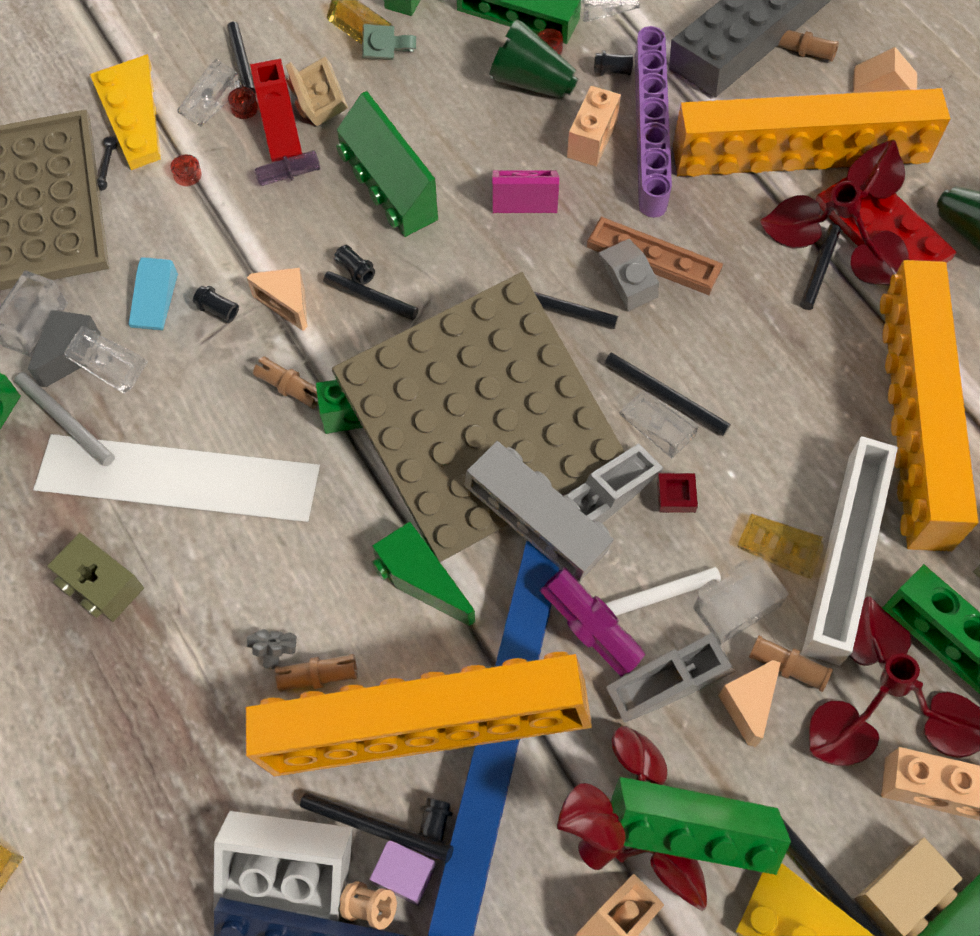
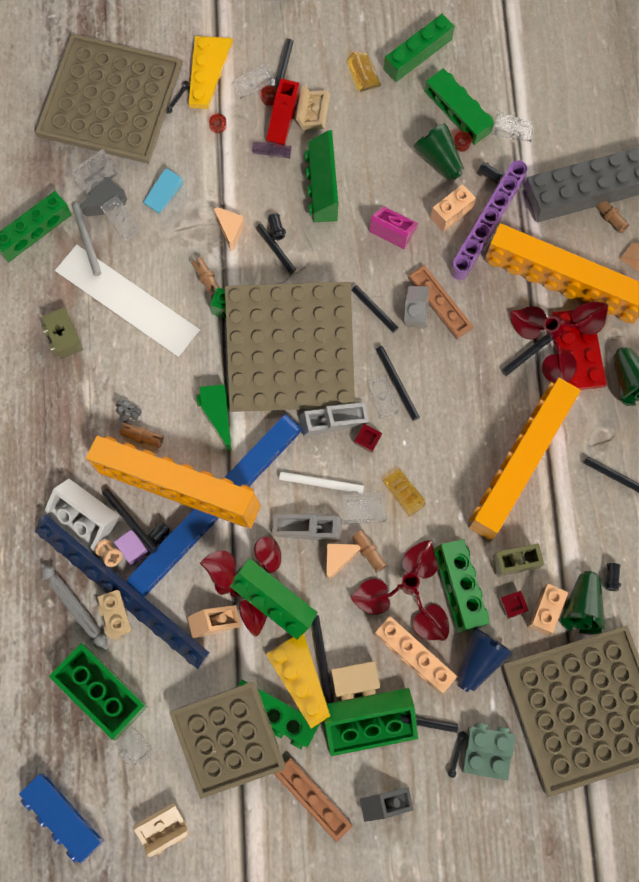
camera: 25 degrees right, 10 degrees up
(209, 300) = (193, 214): black pin -> none
(380, 42) = (365, 95): sand green plate -> none
(538, 510) = (286, 412): light grey brick -> none
(593, 622) = (283, 480): magenta piece -> none
(850, 552) = (434, 512): white brick -> none

